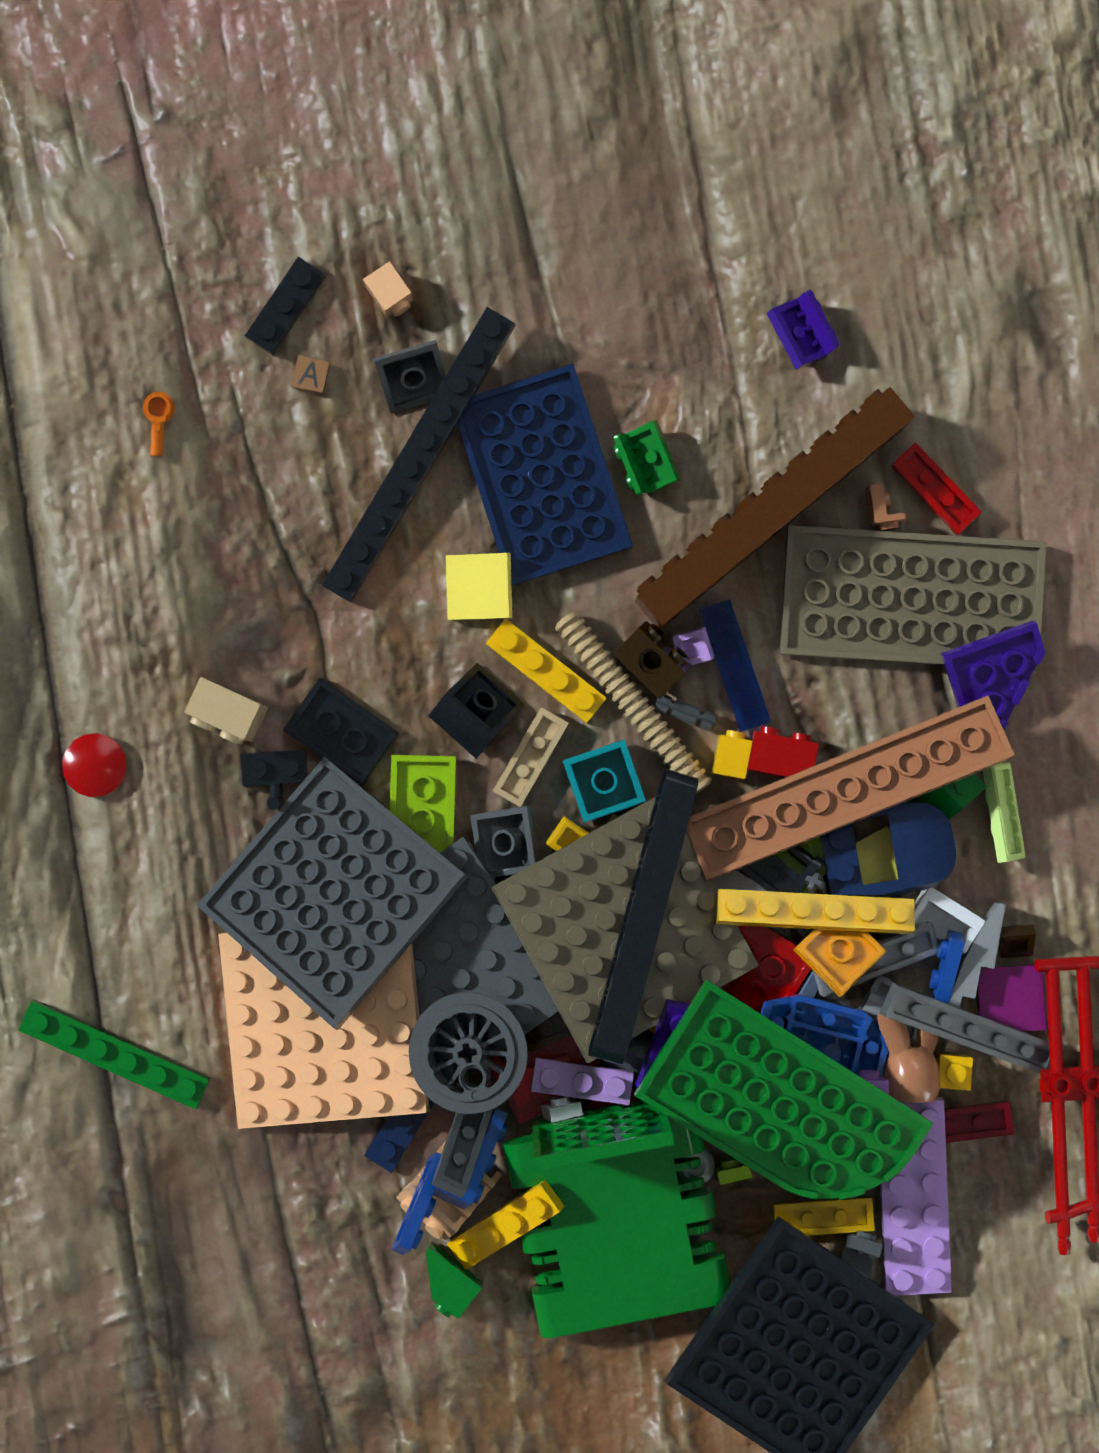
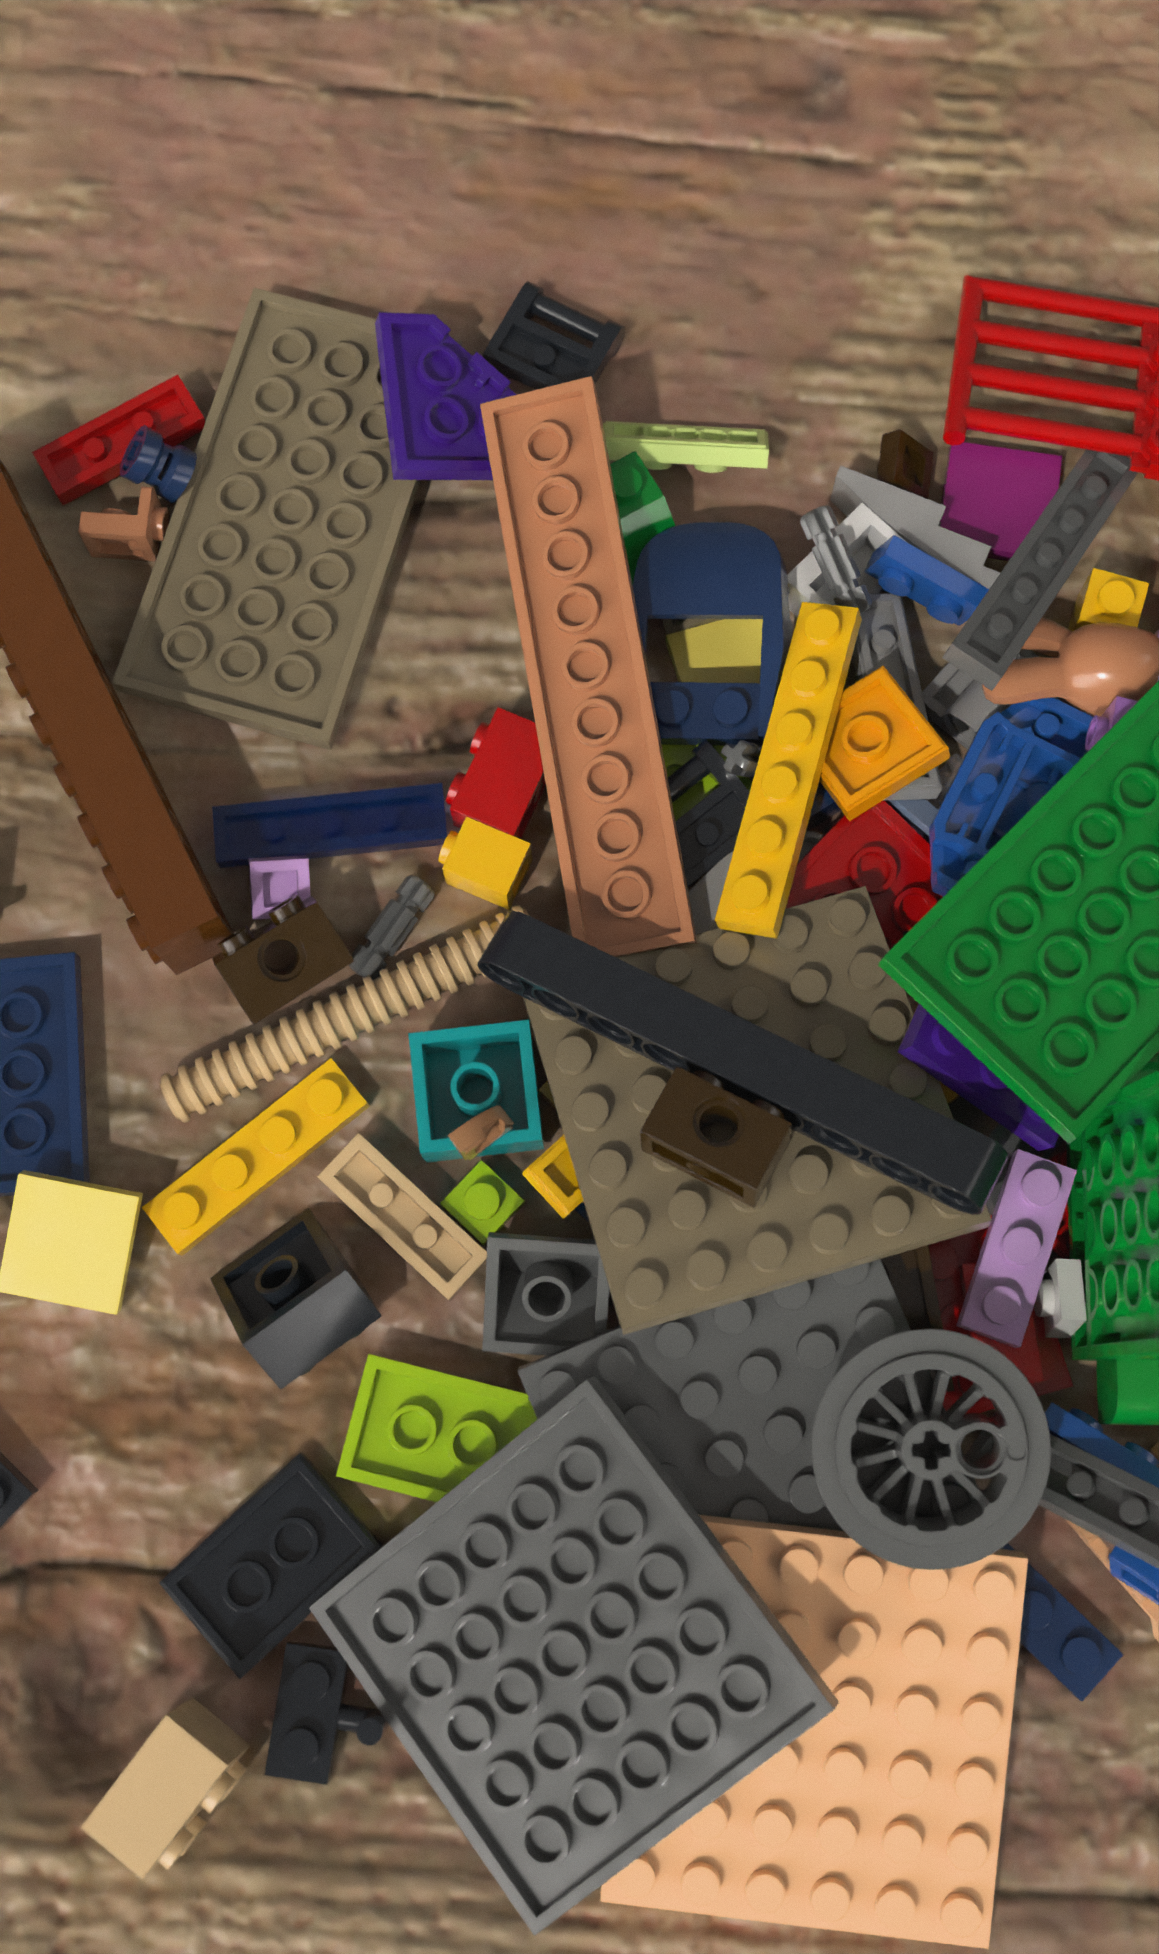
camera: 75 degrees left, 10 degrees down
(547, 796) = (482, 1202): none -> lime plate
(579, 791) = (481, 1132): none -> medium nougat tile
(586, 928) = (734, 1166): none -> dark brown brick
(922, 512) = (158, 464): none -> dark blue wheel
(944, 913) = (835, 558): none -> dark grey axle
(1041, 720) = (546, 357): none -> black plate

